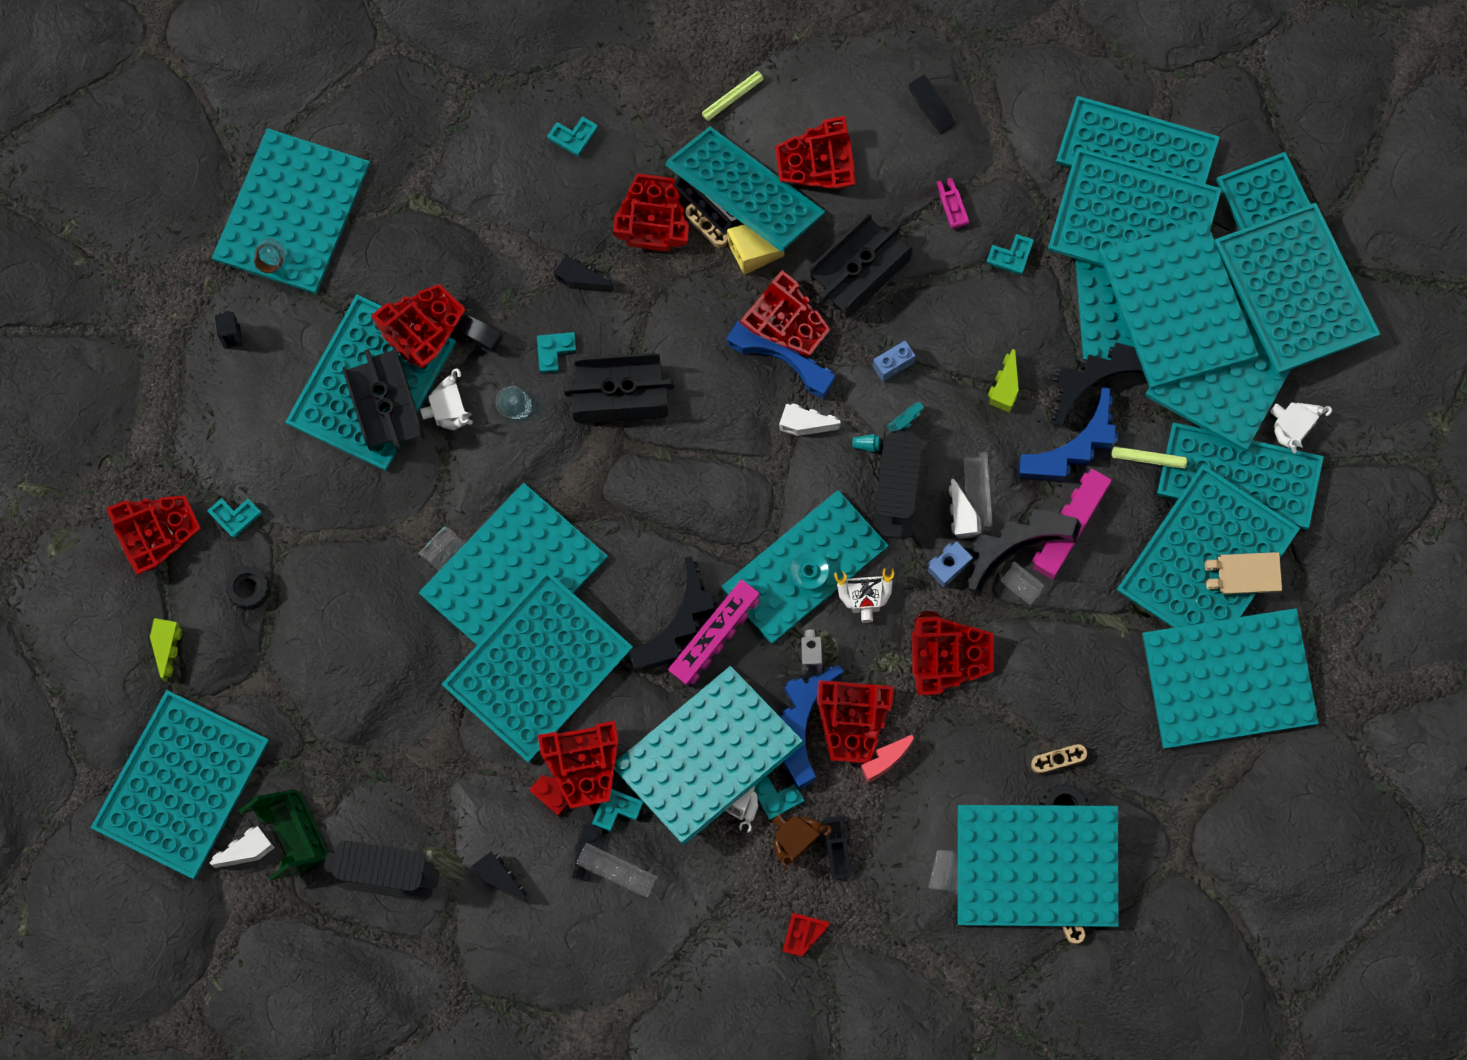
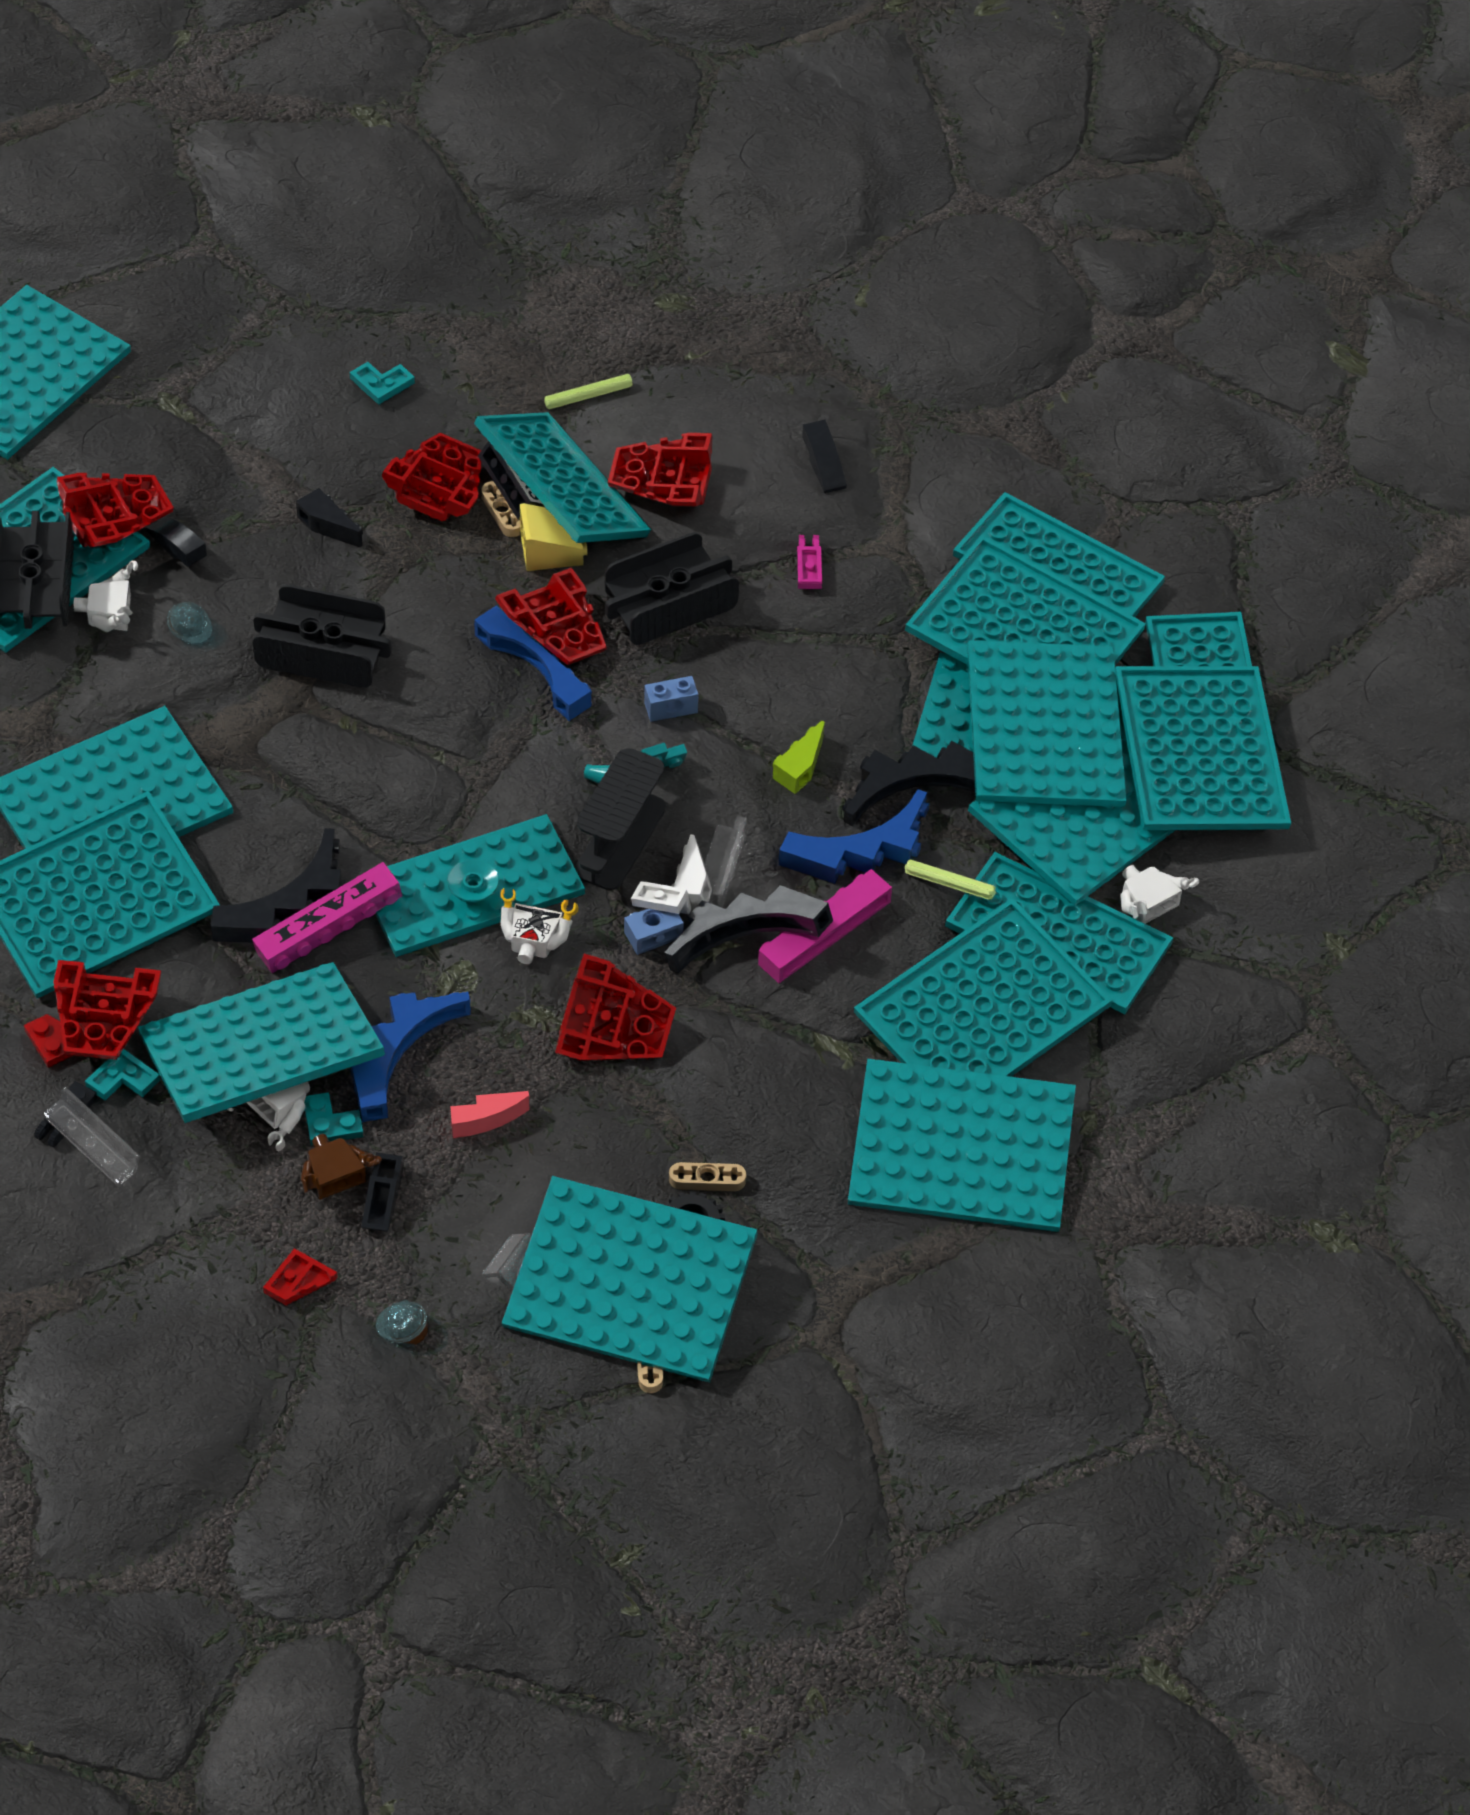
camera: 10 degrees right, 20 degrees down
(441, 548) = (35, 746): clear panel -> none
(550, 346) = (259, 581): teal plate -> none
(804, 422) = (535, 733): white slope -> none
(811, 654) = (438, 964): light grey torso -> none
(853, 718) = (460, 1051): red wedge -> none
(888, 946) = (403, 1323): none -> clear light blue piece
(949, 542) = (661, 898): none -> white panel
(1014, 259) = (861, 636): teal plate -> none
(1022, 583) = (738, 973): clear panel -> none
(1246, 573) = (1022, 1029): tan tile -> none

